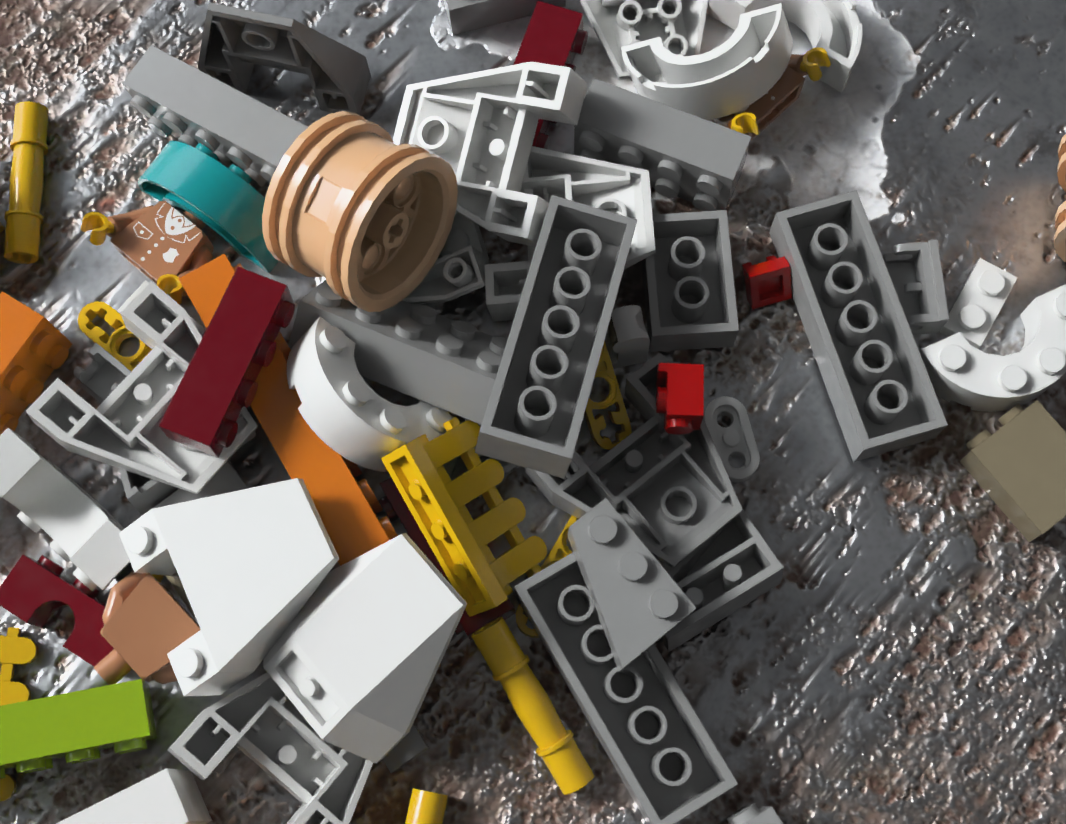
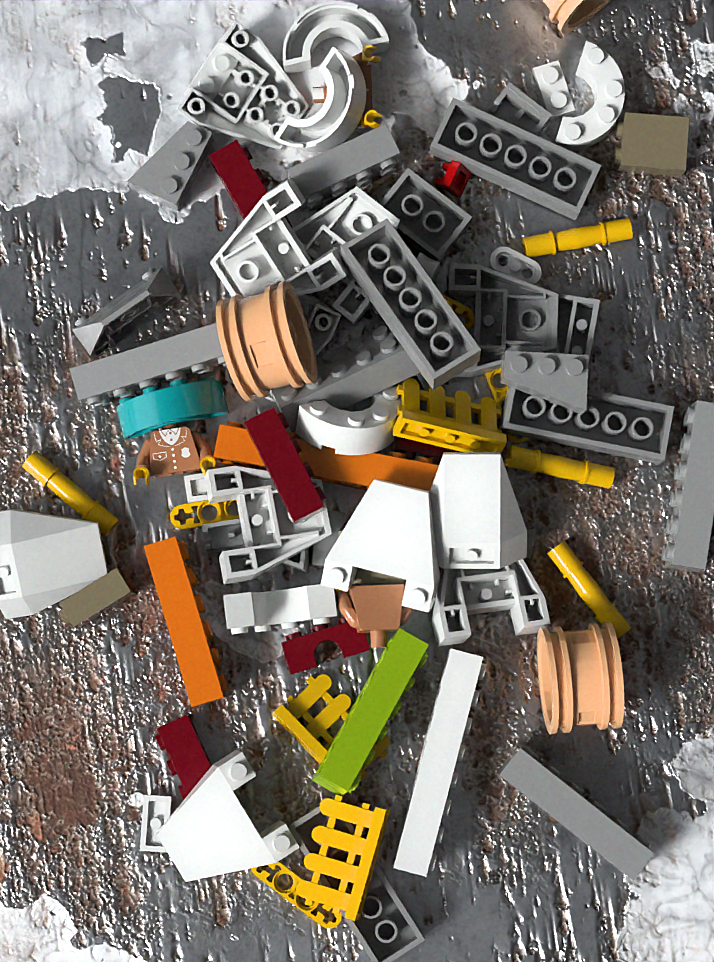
camera: 55 degrees left, 10 degrees up
(680, 396) = (483, 274): red brick -> none
(836, 482) = (577, 238): none -> yellow piece

